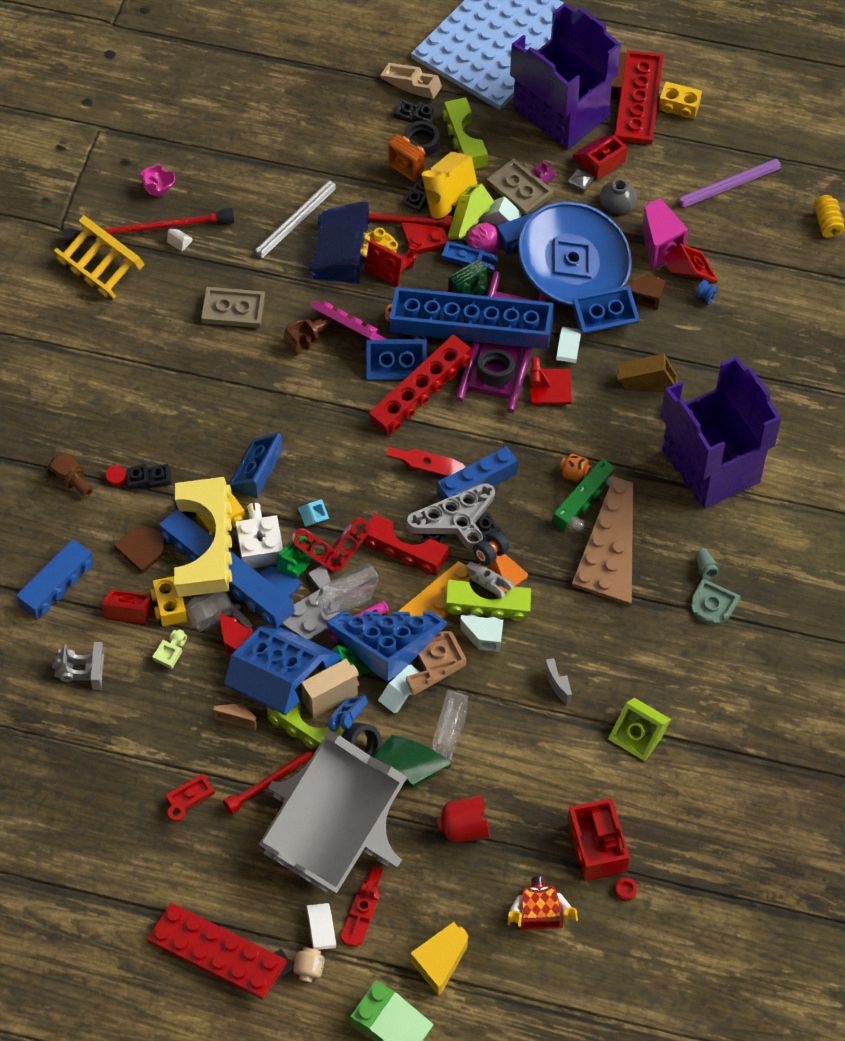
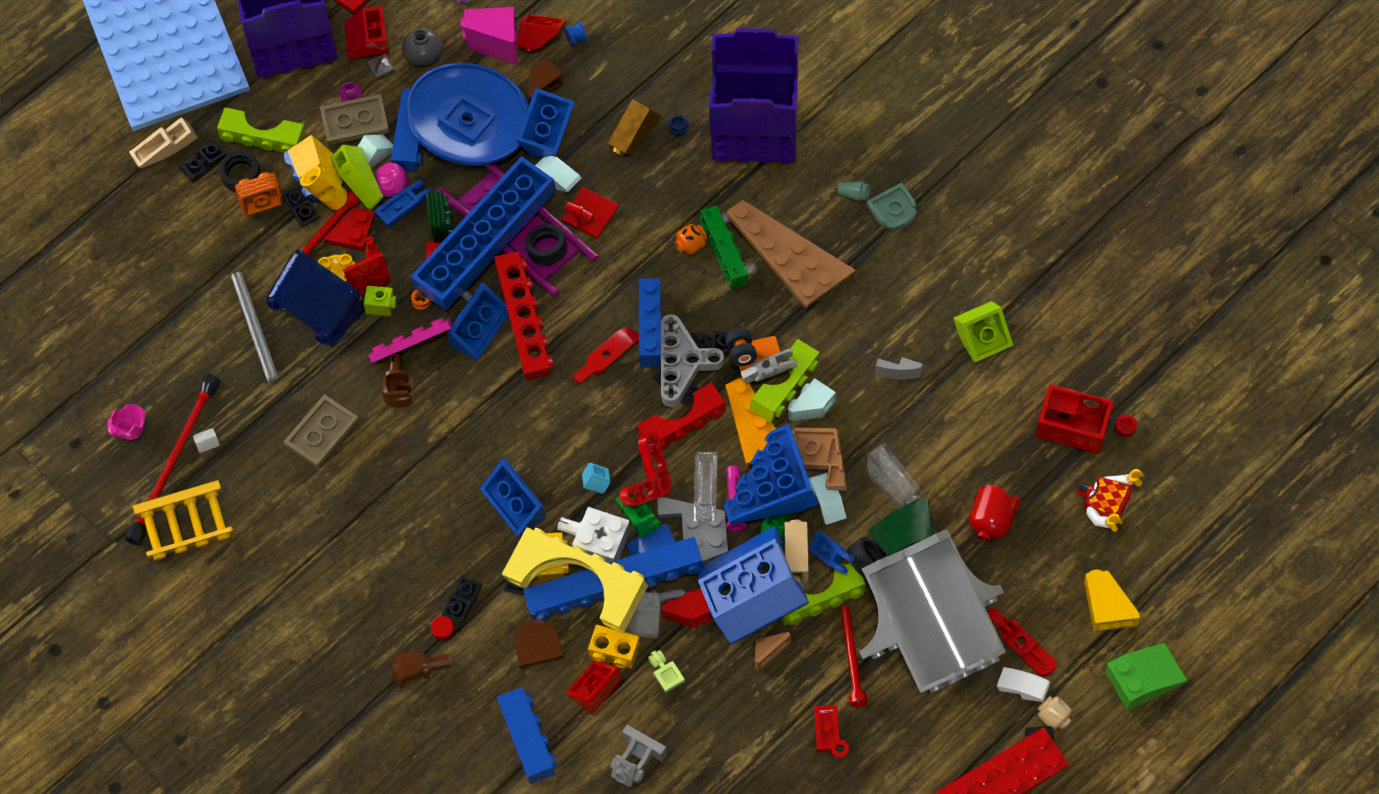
camera: 55 degrees left, 5 degrees up
(371, 285) = (380, 301): none -> lime brick

